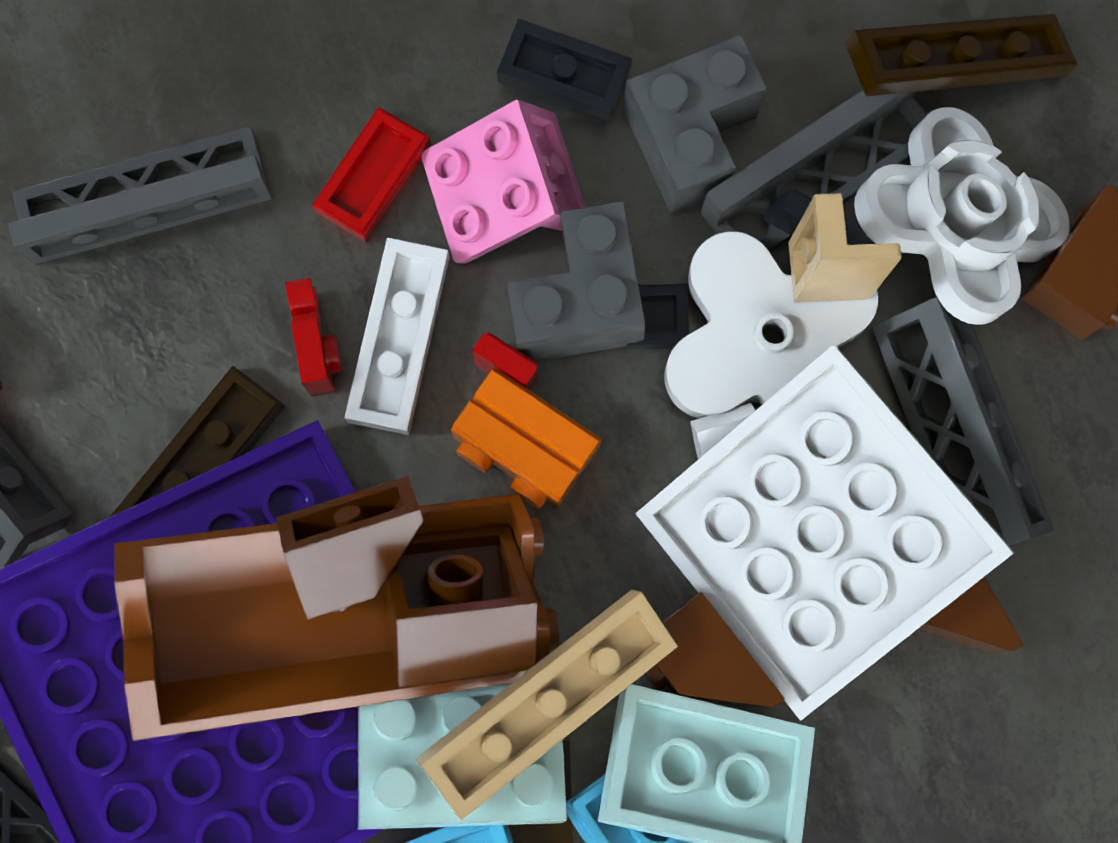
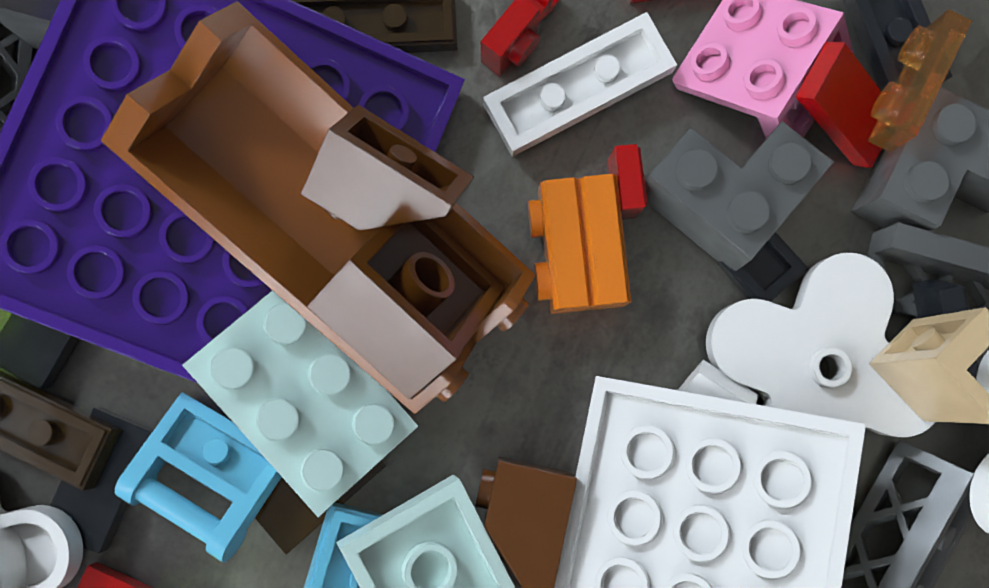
camera: 50 degrees right, 5 degrees up
(546, 703) = (389, 430): tan plate -> none
(589, 152) = (841, 101): none -> red tile
(623, 112) = (927, 60): none -> clear orange plate

